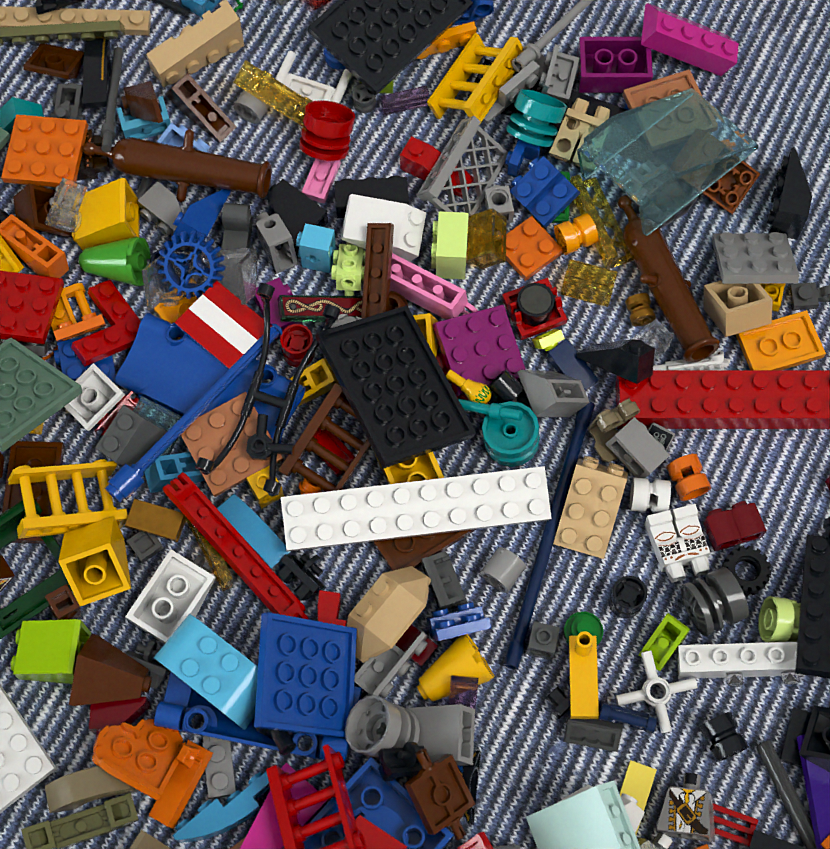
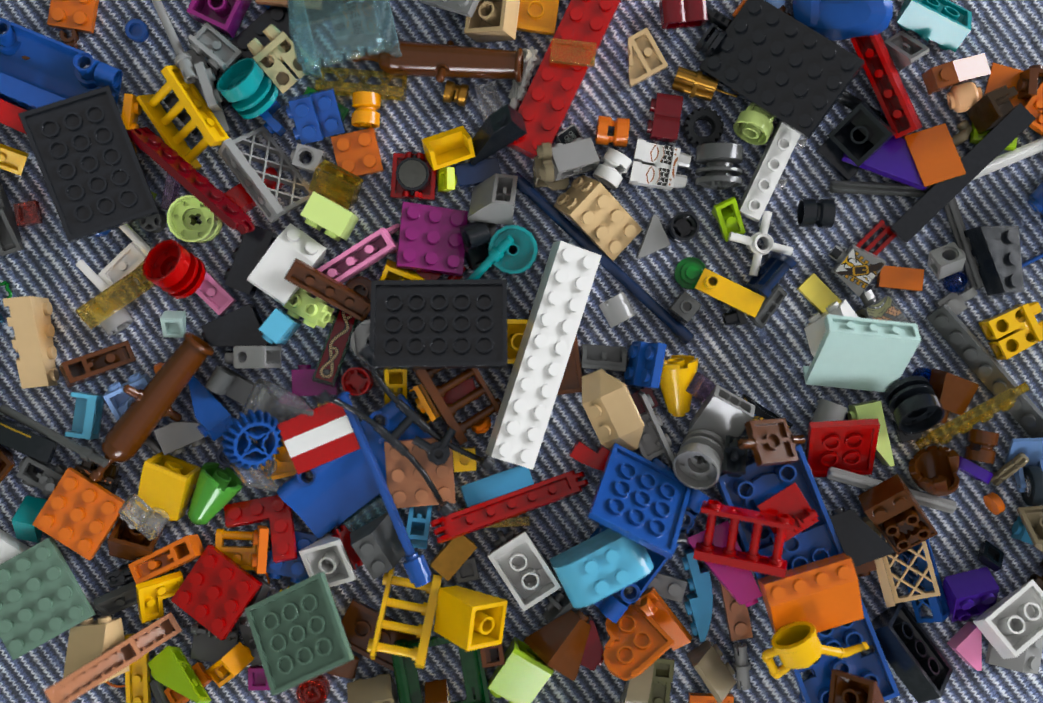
camera: 65 degrees left, 20 degrees up
(142, 102) = (70, 411): reddish brown slope -> none
(275, 156) = (173, 324): none -> light aqua slope
(293, 567) = (549, 458): black hips -> none
(303, 418) = (424, 403): none -> light orange piece
(380, 119) = (184, 225): none -> yellowish green wheel
(421, 107) = (191, 179): none -> dark red hinge
(473, 390) = (469, 261): yellow piece -> none
(539, 11) = (137, 30): none -> blue tile
(580, 321) = (448, 147): none -> yellow panel
(588, 282) = (413, 121): clear yellow hinge -> none
(597, 574) = (654, 238): none -> light grey slope
(744, 393) = (572, 52): none -> tile
(783, 475) = (643, 57): none -> tan wing
(787, 541) = (696, 84): none -> pearl gold piece

